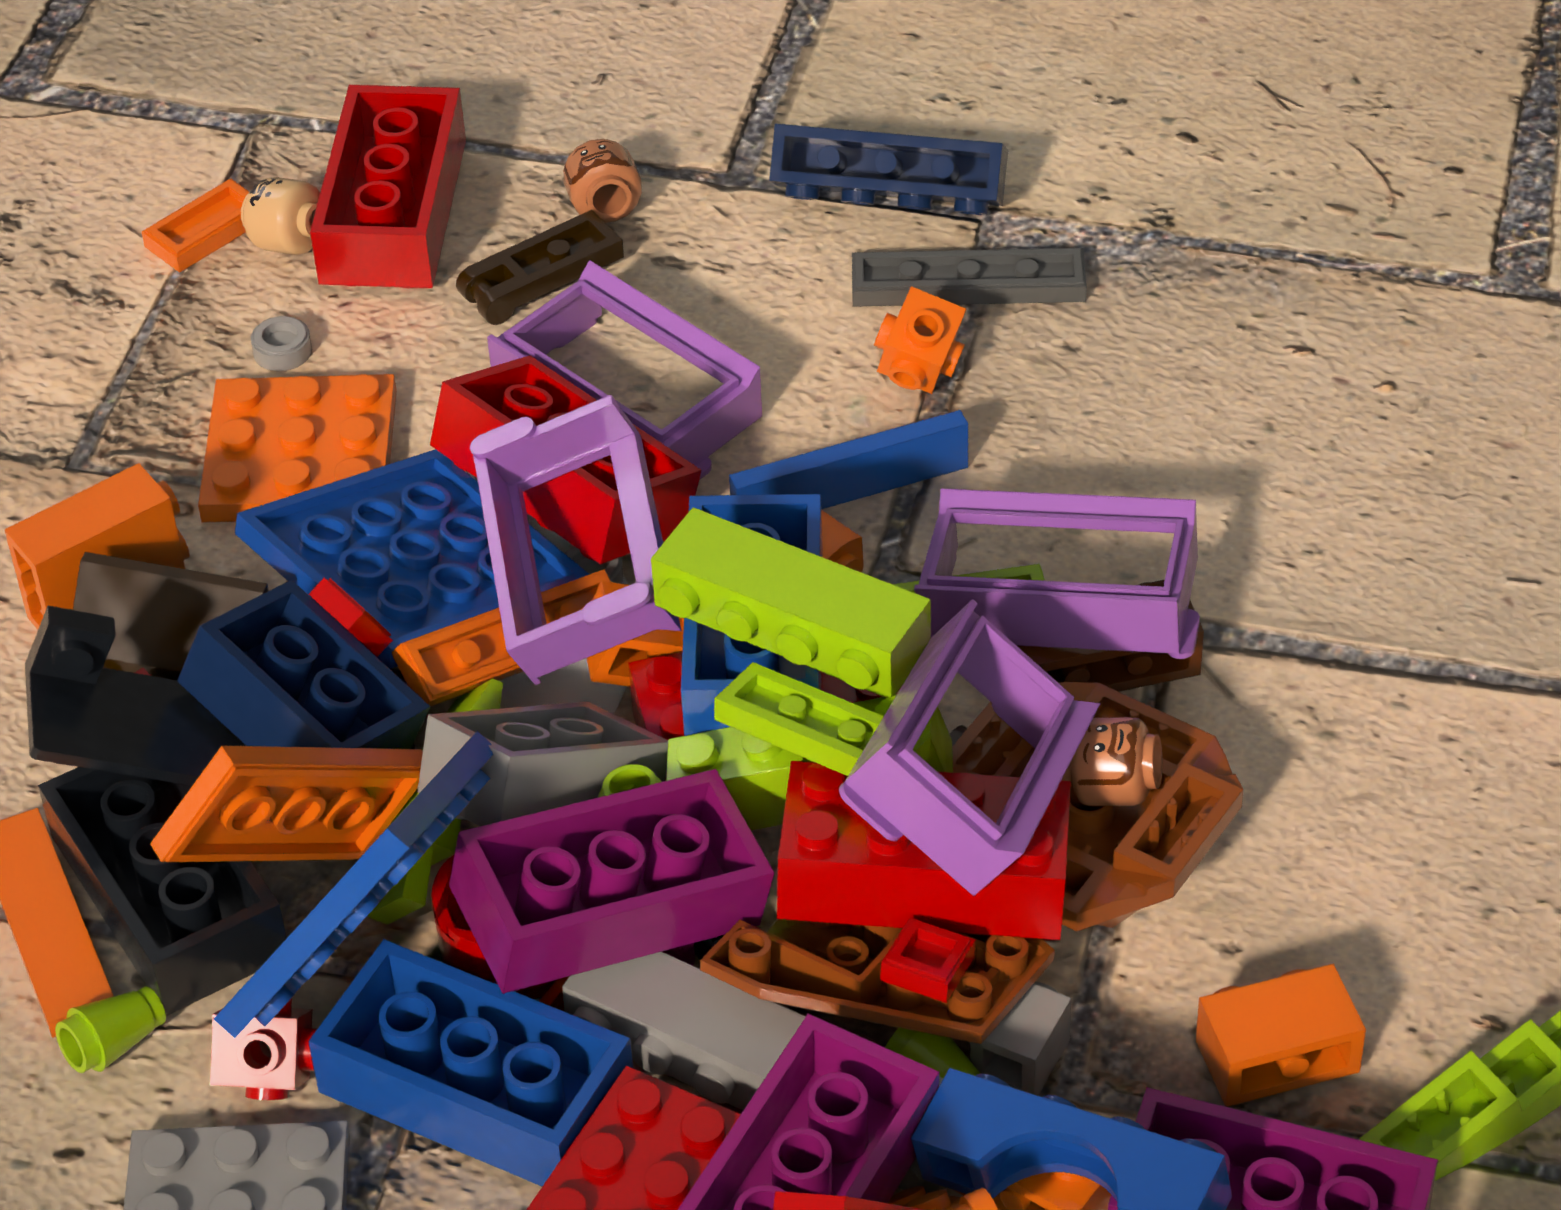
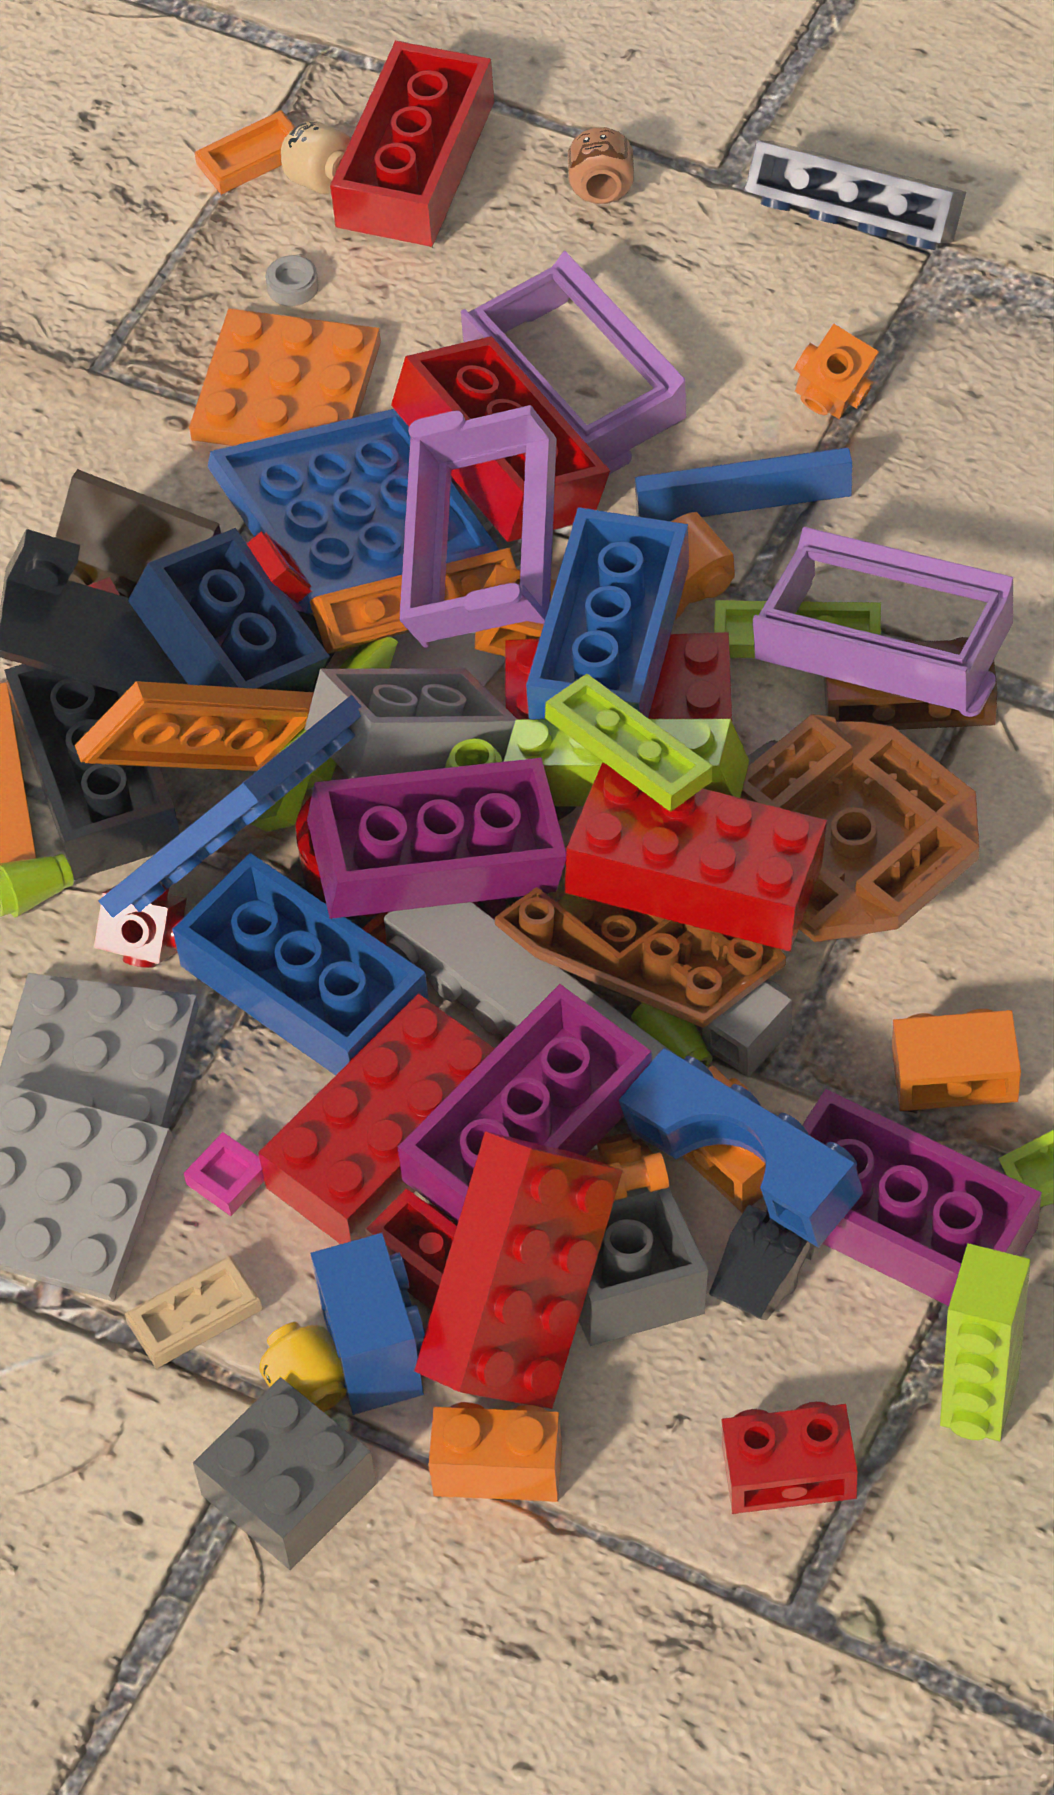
camera: 15 degrees right, 10 degrees up
(116, 518) = (108, 442): orange brick -> none
(538, 266) = (527, 240): dark brown plate -> none
(791, 602) = (631, 626): lime brick -> none
(909, 798) = (672, 821): medium lavender piece -> none
(927, 960) = (674, 951): red tile -> none
(970, 276) = (901, 310): dark grey tile -> none
(1116, 763) = (875, 803): nougat head -> none

